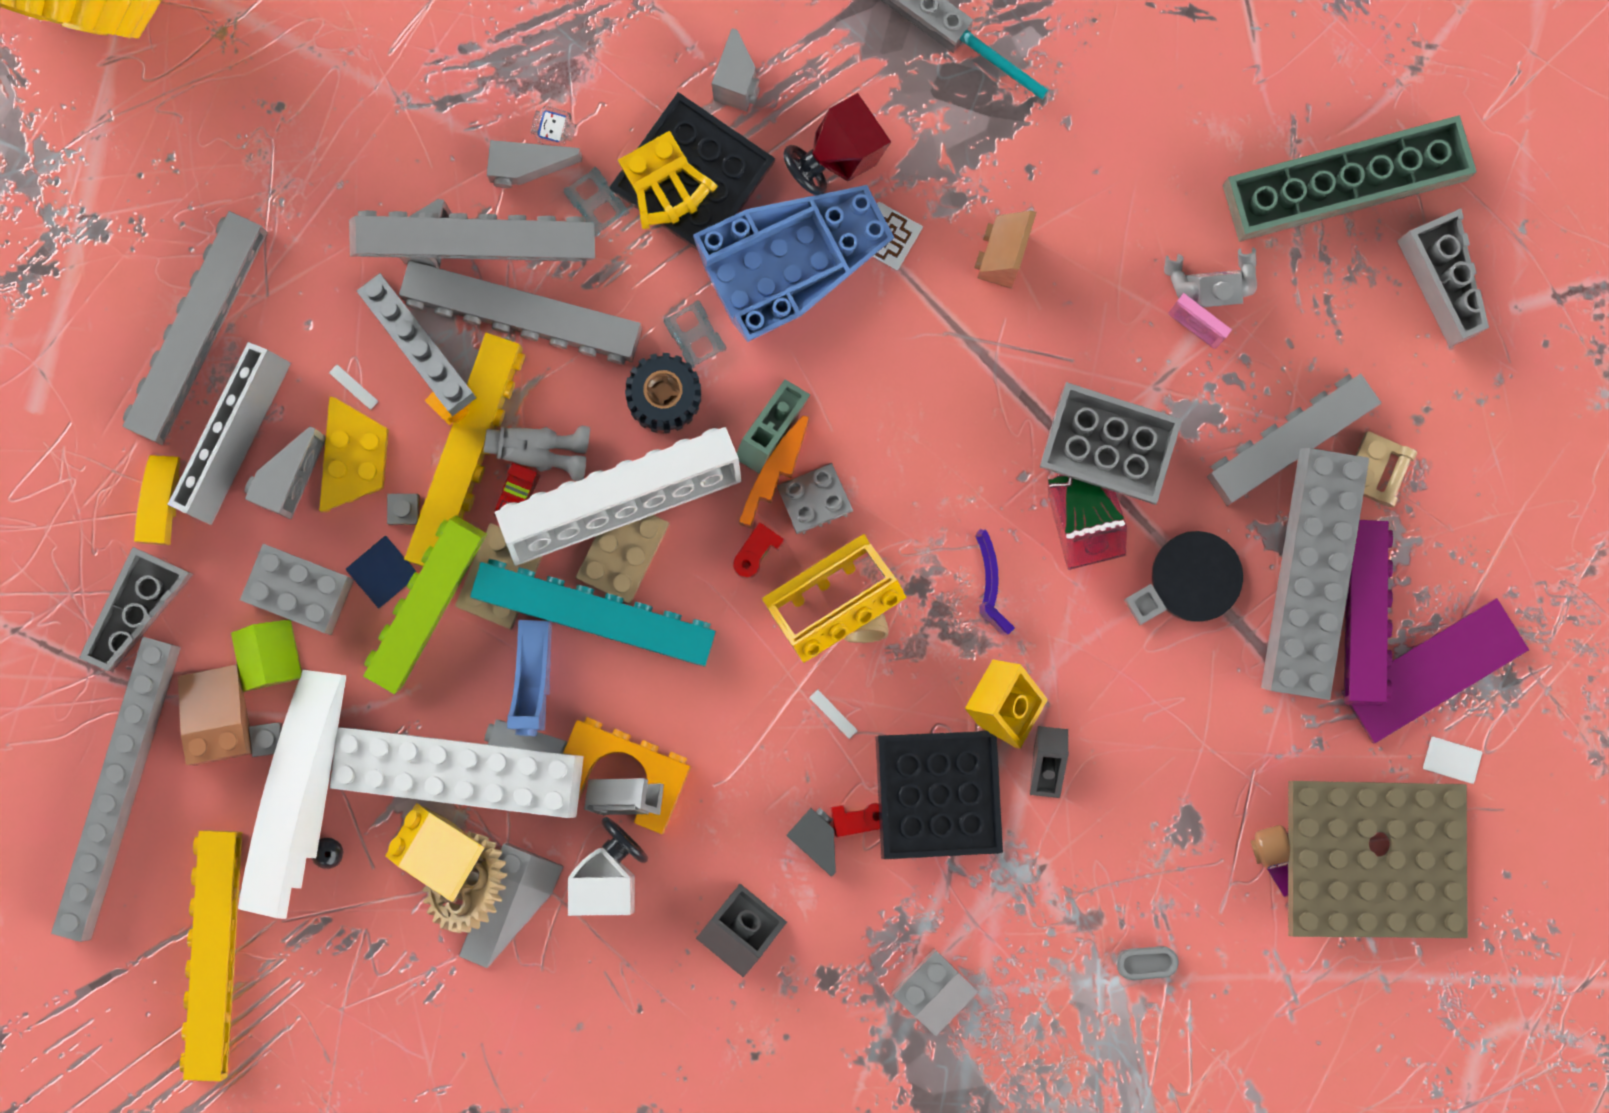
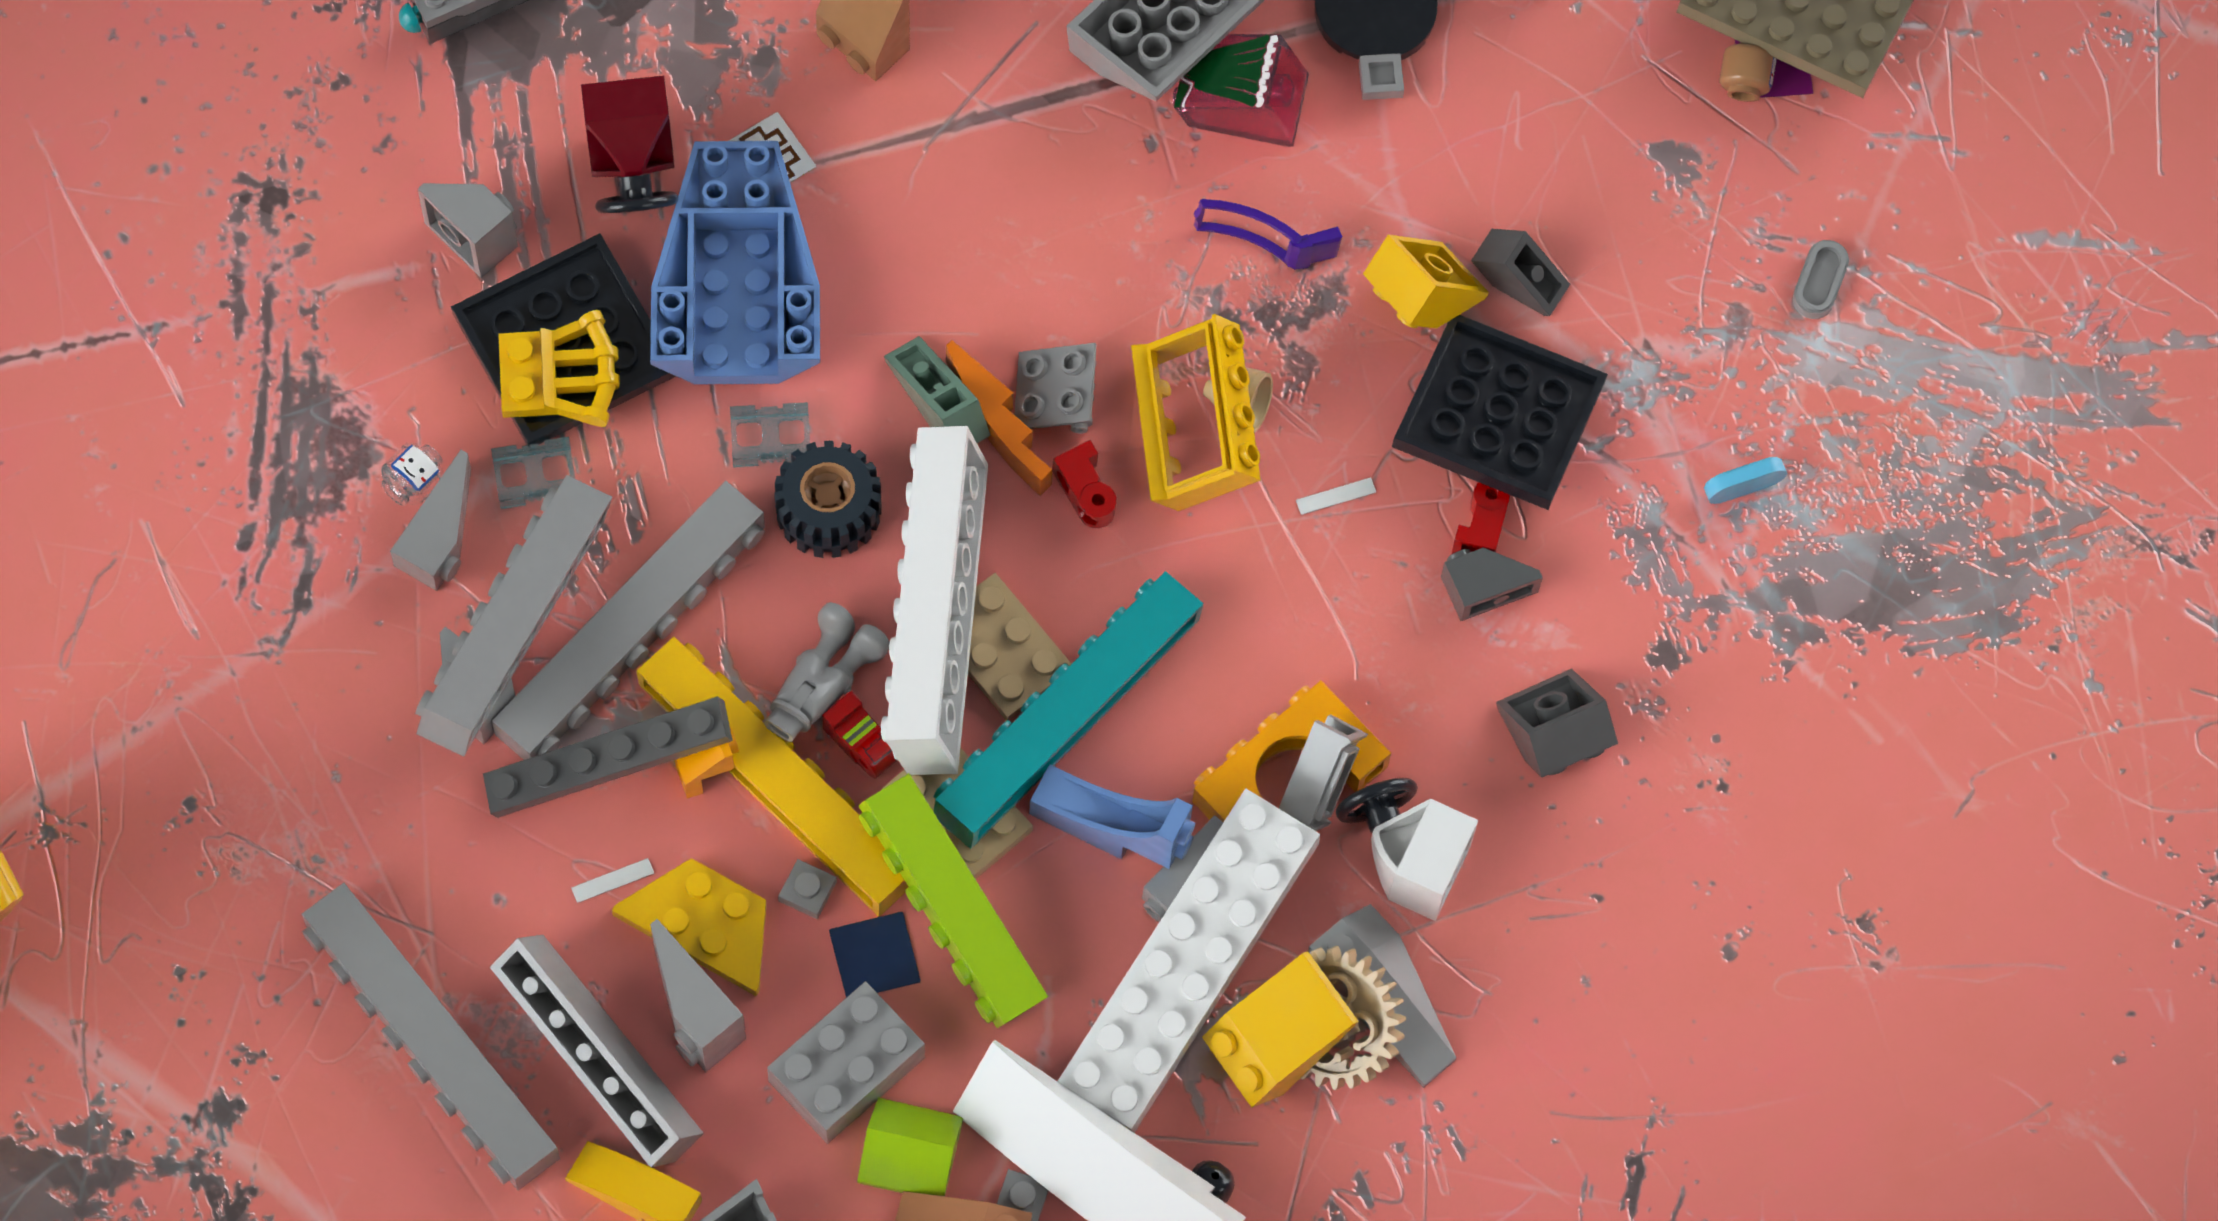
camera: 70 degrees left, 15 degrees down
(934, 992) = (1739, 533): light grey slope -> none
(973, 977) = (1745, 480): none -> medium azure tile

